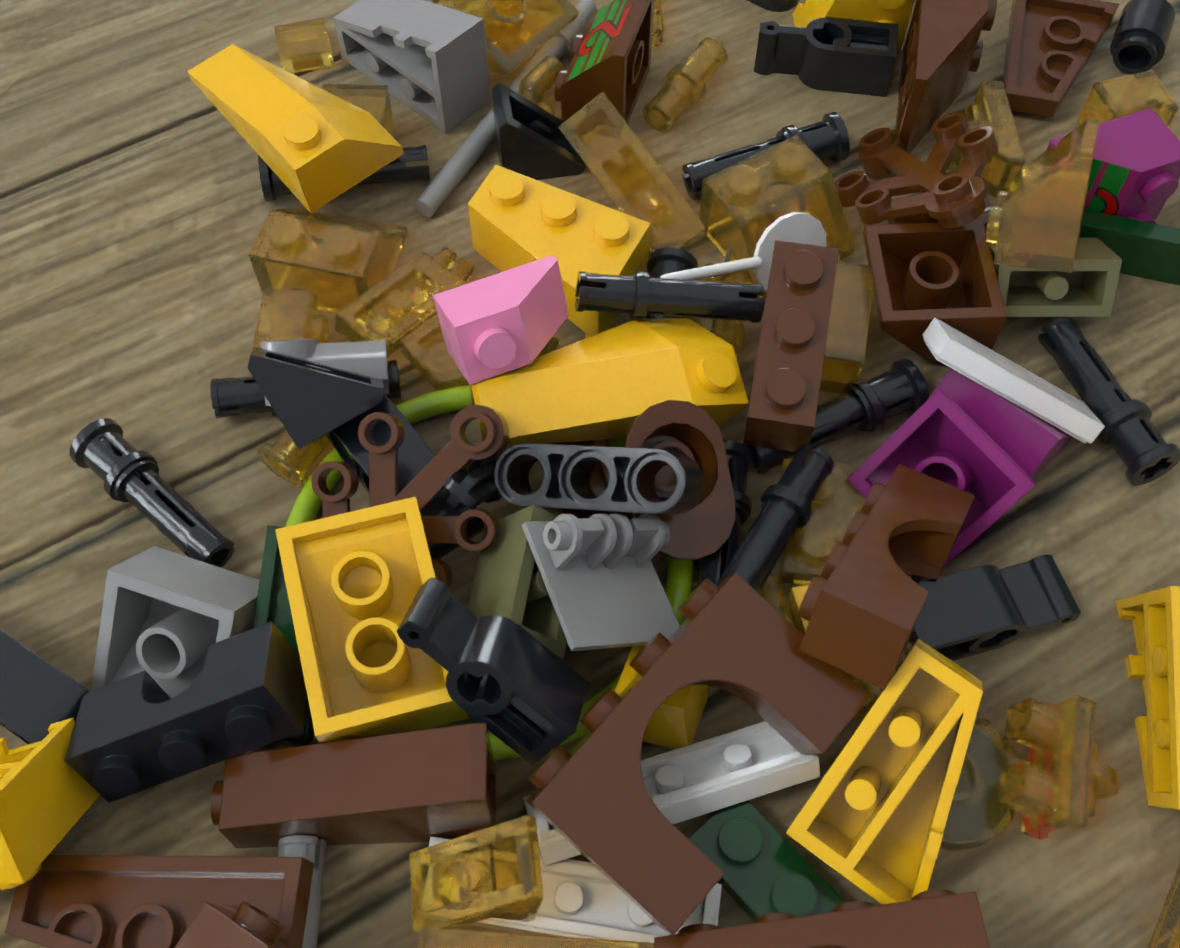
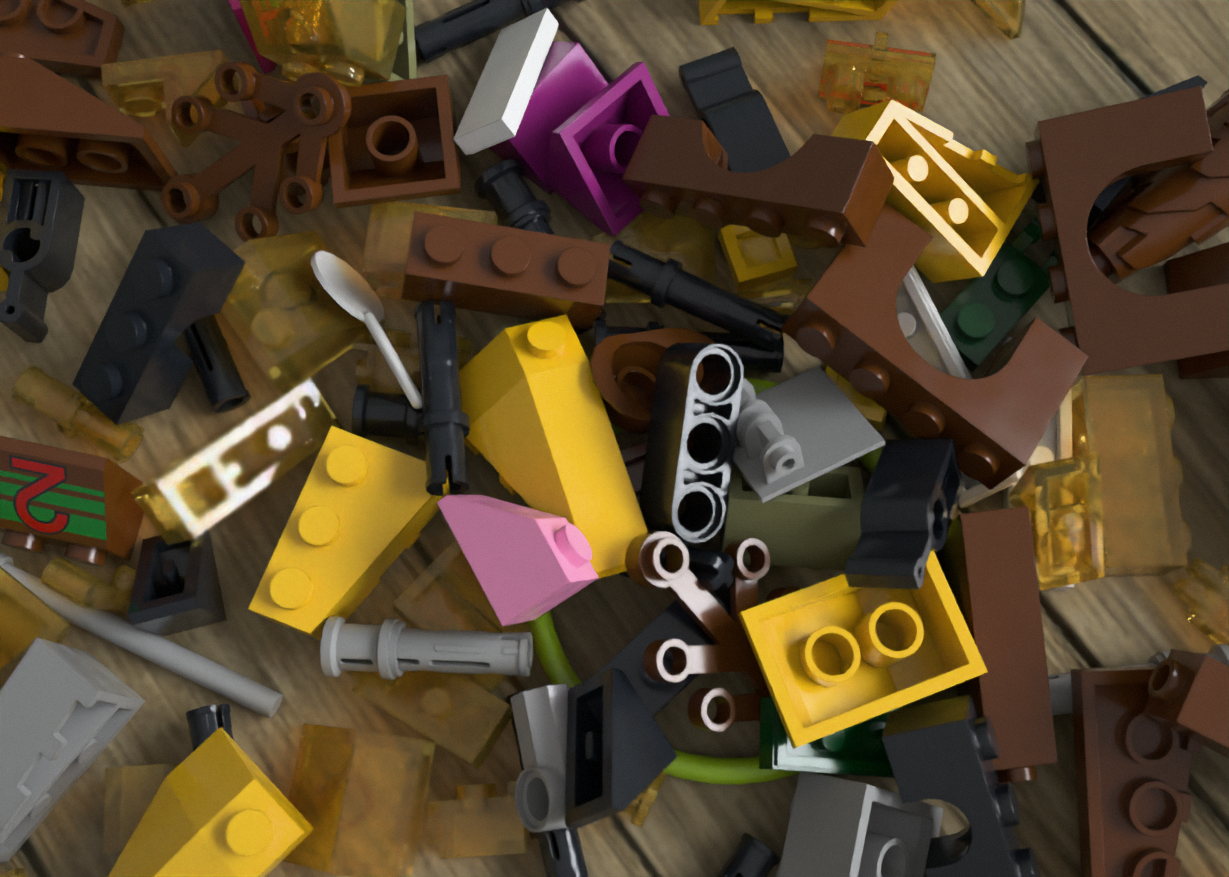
camera: 95 degrees left, 15 degrees up
(446, 266) = (398, 649): none -> light grey pin
(774, 97) = (167, 286): none -> black arch

